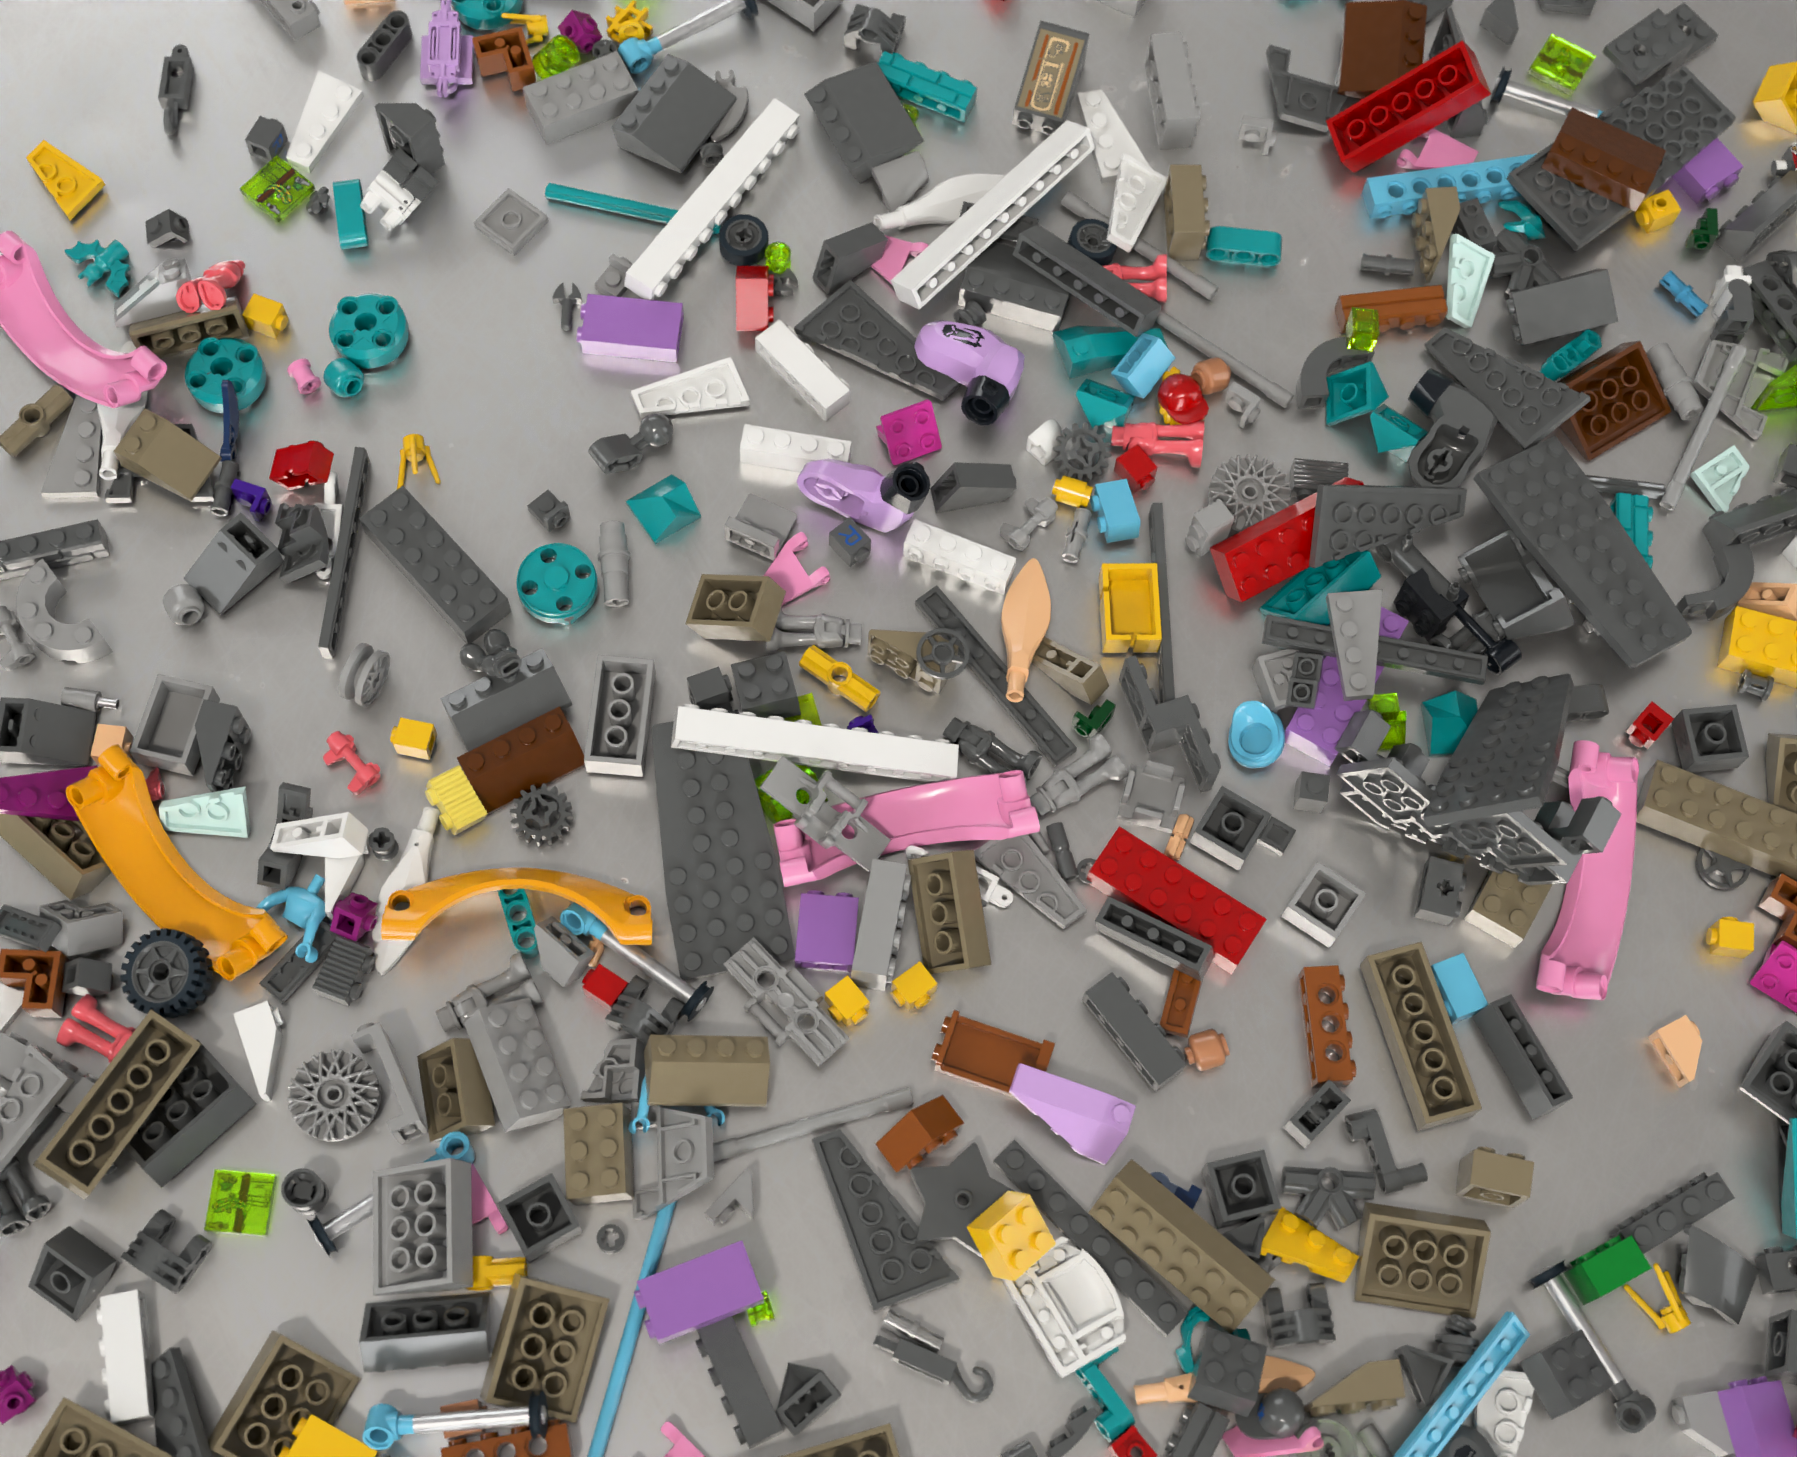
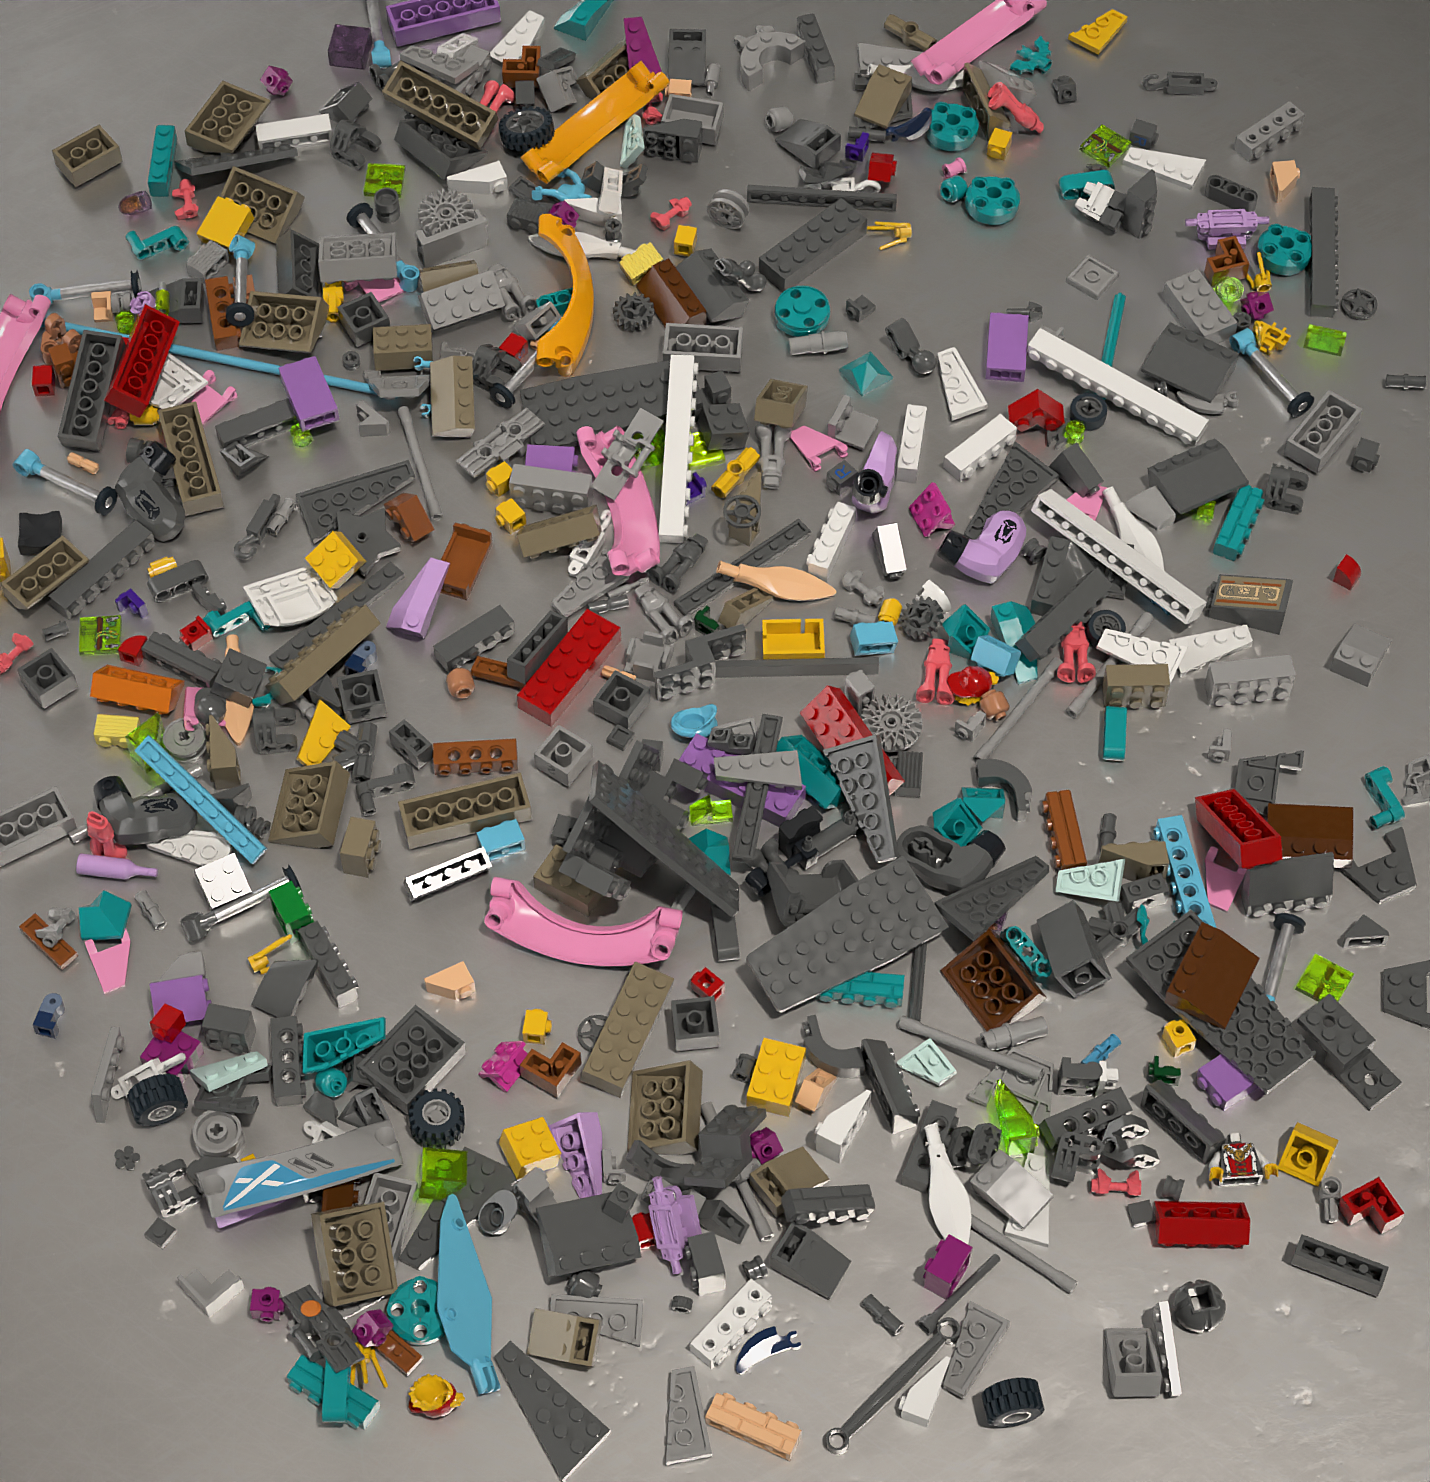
camera: 95 degrees right, 10 degrees down
(1136, 468) = (911, 654): red brick -> none
(1362, 329) = (1034, 796): clear neon green brick -> none

